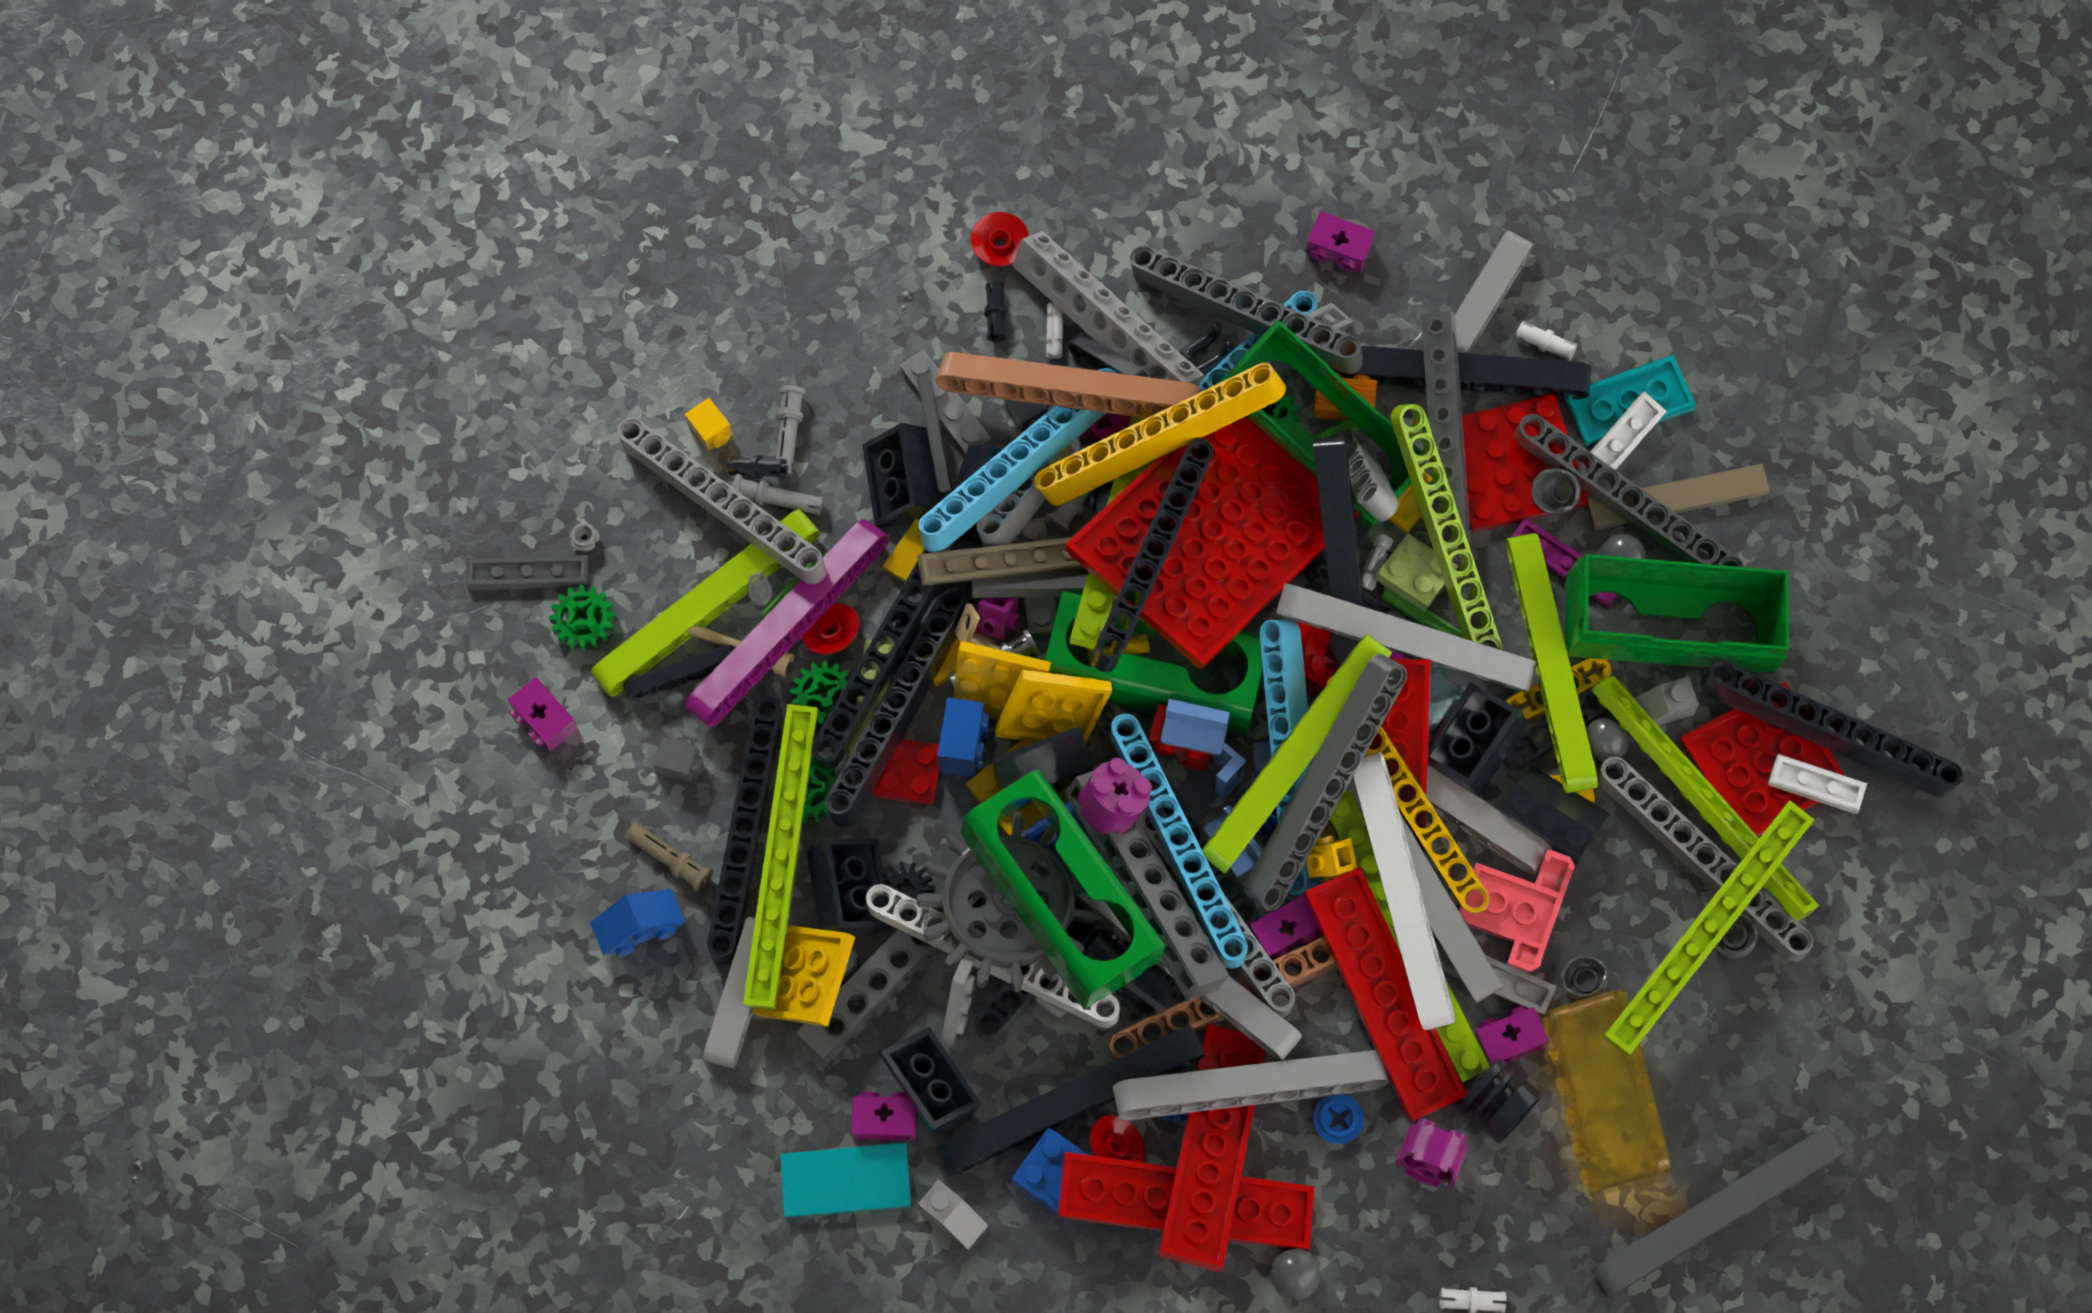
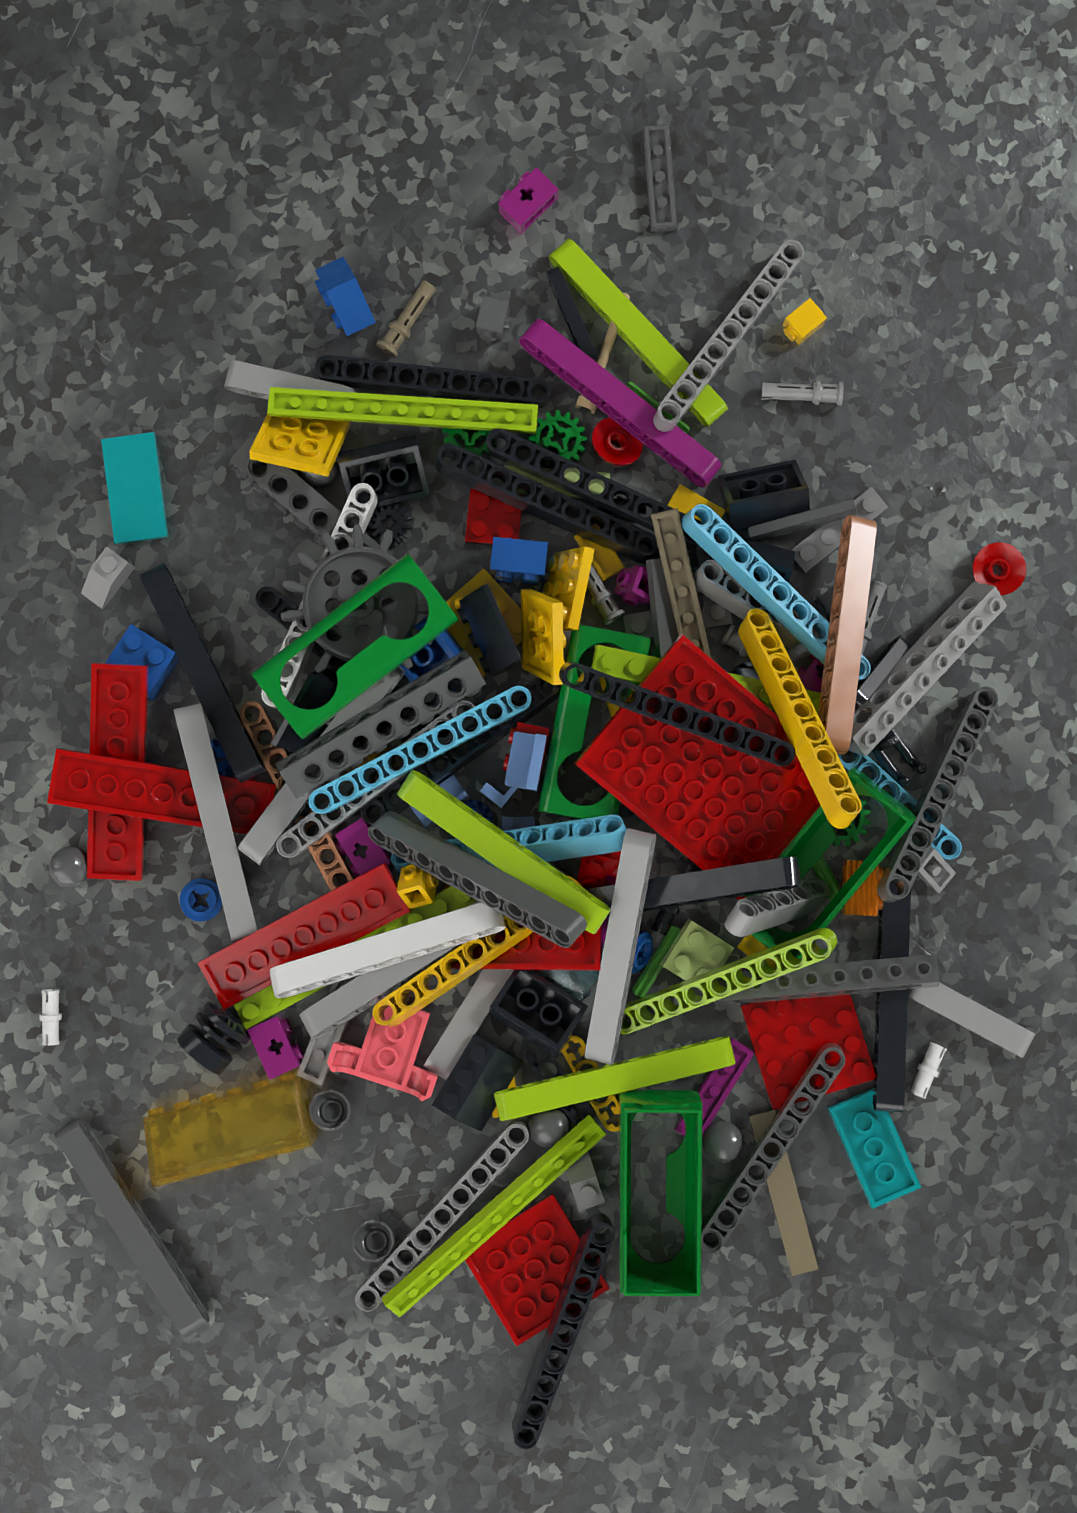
camera: 90 degrees right, 15 degrees up
(580, 530) = (694, 216): light grey plate -> none
(590, 608) = (622, 216): green gear -> none
(757, 467) = (765, 367): black pin -> none
(759, 591) = (646, 375): clear pin -> none
(762, 493) = (742, 375): light grey pin -> none
(867, 1122) = (179, 502): magenta brick -> none
(931, 1081) = (210, 549): black slope -> none
(958, 1002) = (277, 569): light grey plate -> none
(969, 635) = (611, 566): tan bracket -> none
(995, 311) = (928, 569): black pin -> none
(1054, 331) = (910, 623): white axle -> none
(1114, 796) = (454, 704): magenta brick -> none
(1116, 1139) = (164, 722): red dish -> none
(1332, 230) = (1024, 868): magenta brick -> none
(1375, 560) = (704, 918): white axle -> none
(1432, 1154) = (166, 980): magenta brick -> none
(1556, 491) = (775, 1081): dark grey hair -> none
(1628, 430) = (840, 1144): white tile -> none
(1708, 929) = (364, 1221): lime plate -> none
(1817, 784) = (513, 1317): white tile -> none

